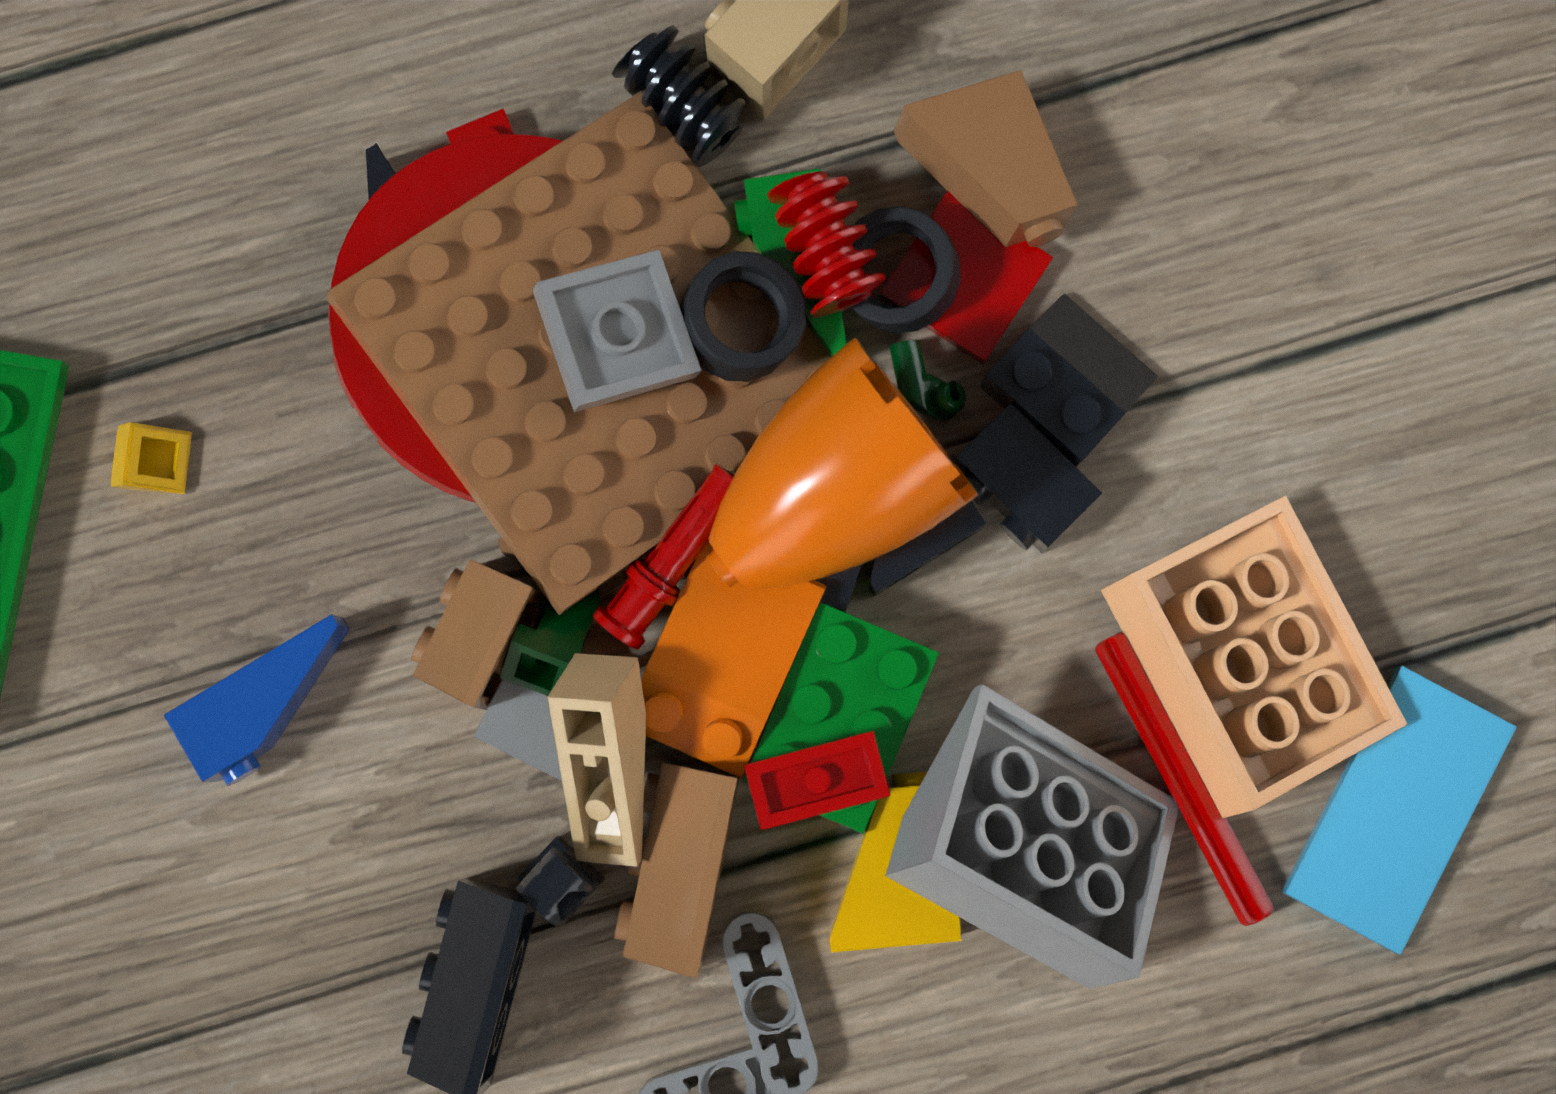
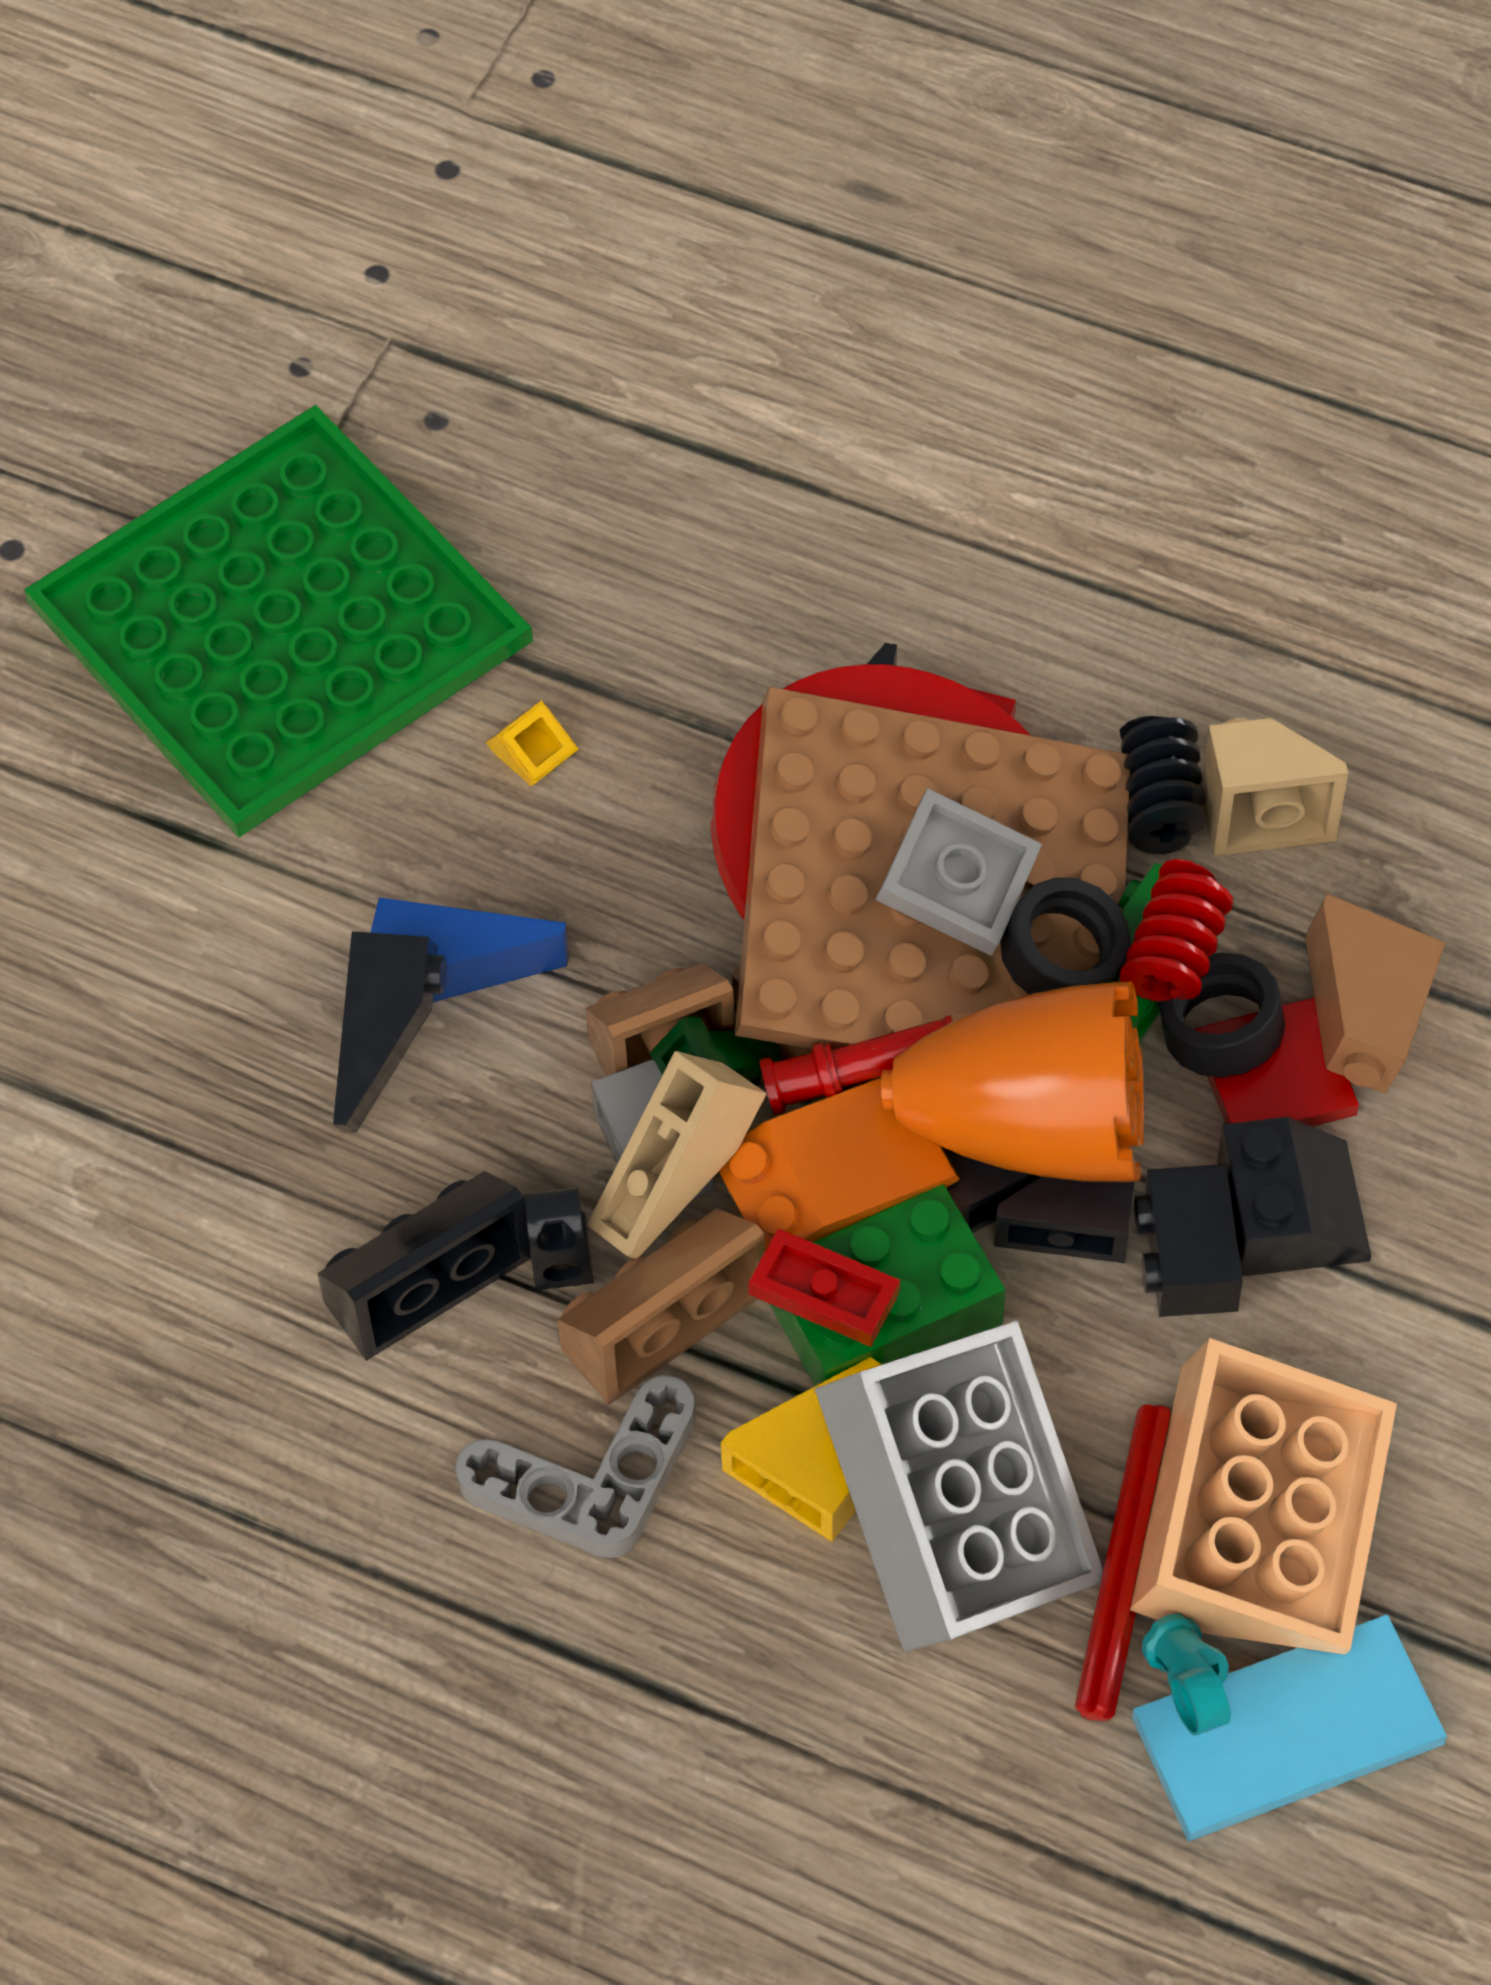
camera: 40 degrees right, 25 degrees down
(252, 804) = (384, 1009): none -> black slope
(922, 390) = (1165, 1119): dark green arm -> none
(1318, 842) = (1192, 1670): none -> teal connector

